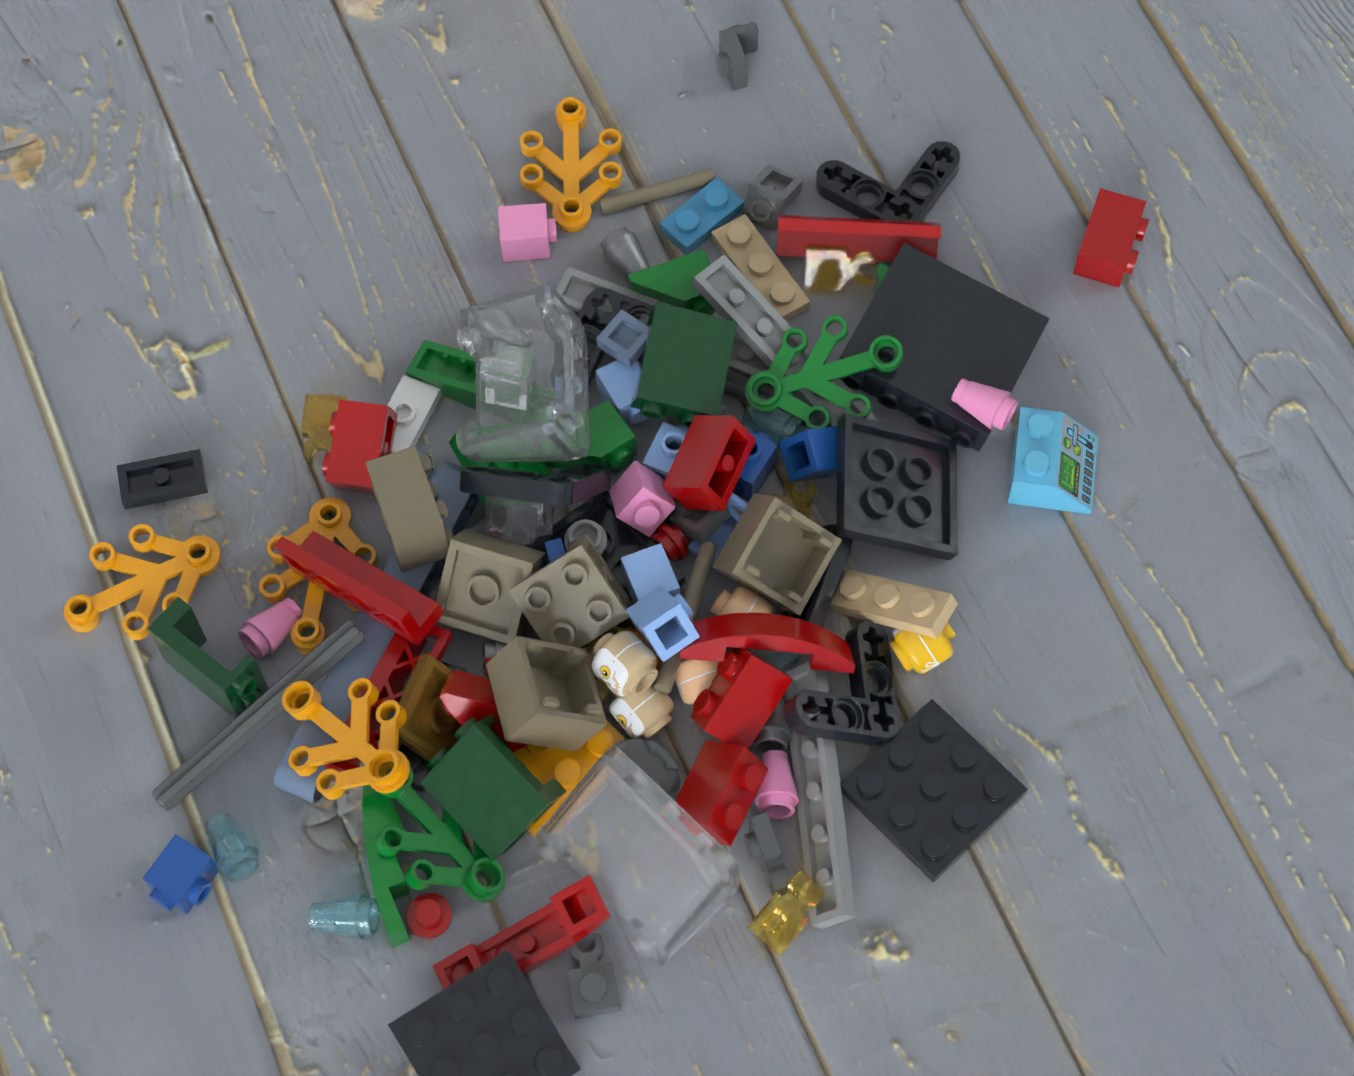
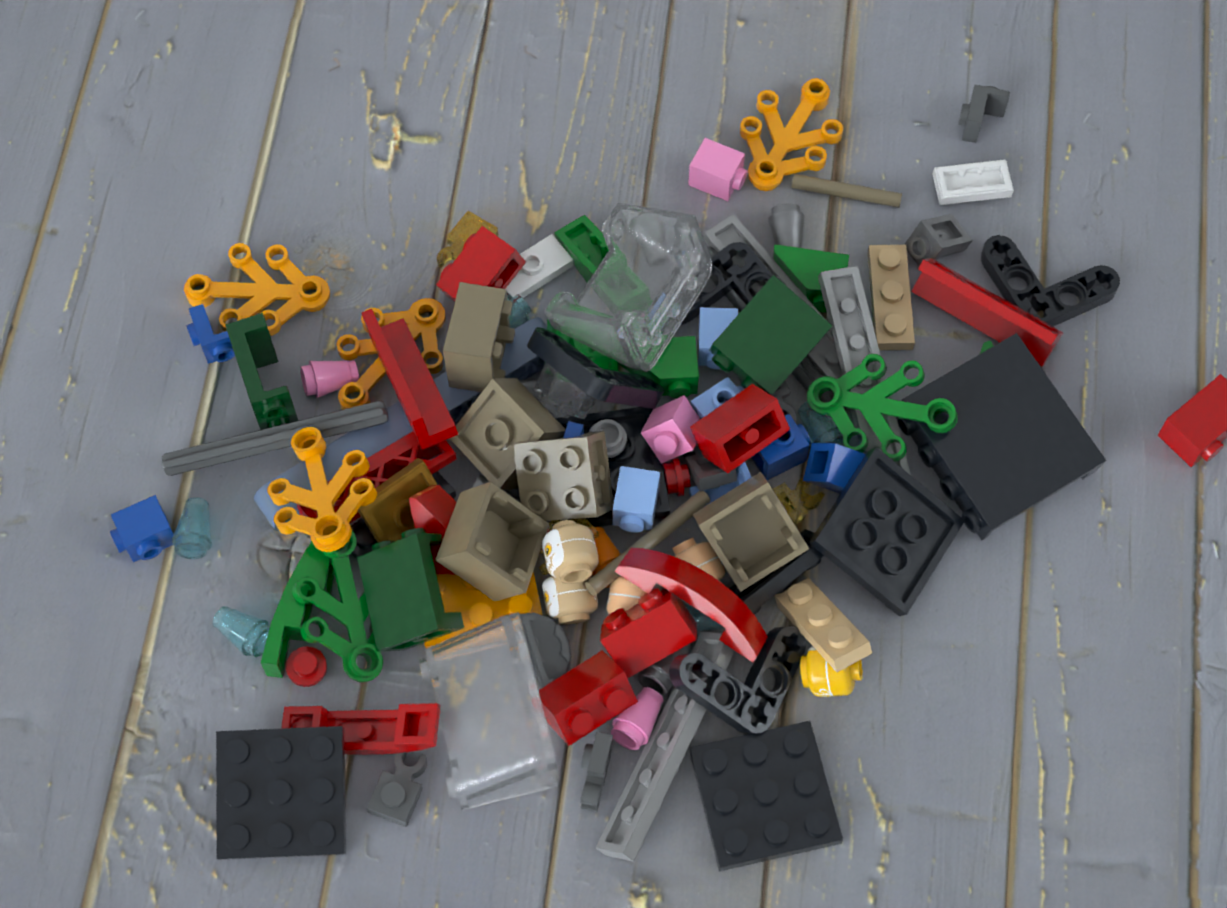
camera: 30 degrees right, 0 degrees up
(116, 652) = (215, 347): none -> blue bracket
(162, 479) = (320, 219): black plate -> none
(508, 374) = (623, 273): clear brick -> none
(624, 338) = (734, 292): sand blue plate -> none
(663, 622) = (618, 535): light blue brick -> none
(701, 215) = (870, 227): dark azure plate -> none
(769, 124) = (972, 182): none -> white plate
(783, 916) = (575, 828): clear yellow plate -> none
(829, 268) = (949, 324): clear yellow plate -> none
(985, 403) = (1002, 501): bright pink cone -> none
(1052, 462) = (1036, 582): medium azure slope -> none

